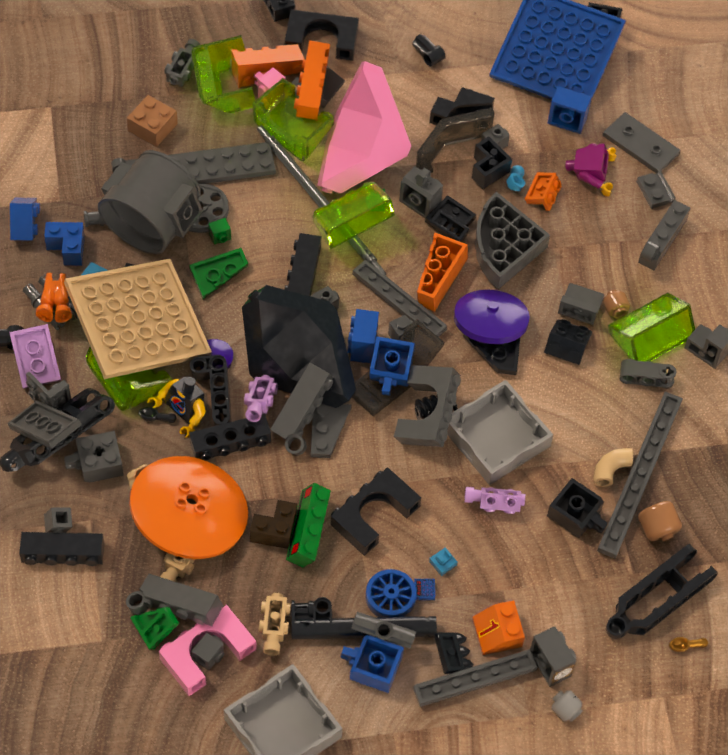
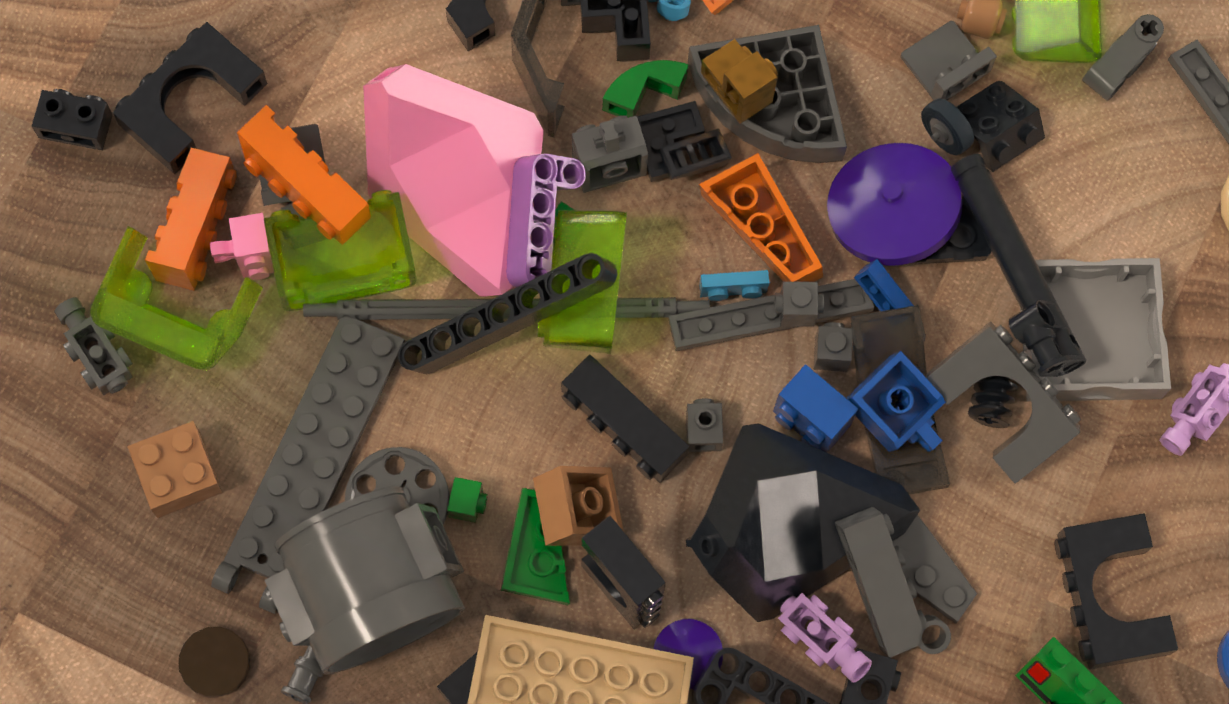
camera: 55 degrees left, 15 degrees up
(79, 184) = (214, 662): none -> dark brown tile
(223, 296) = (623, 573): none -> black arch
(247, 269) = (575, 502): none -> medium nougat brick
(312, 189) = (521, 314): none -> black beam
(363, 177) = (534, 258): none -> medium lavender beam
(404, 280) = (722, 285): none -> dark azure plate
(409, 300) = (799, 304): none -> dark grey brick
(446, 334) = (881, 287): none -> blue piece
(461, 188) = (629, 88): none -> green brick
(475, 394) = (1041, 321): none -> black piece
(492, 214) = (740, 79): none -> pearl gold brick
(547, 316) = (947, 126): none -> black wheel

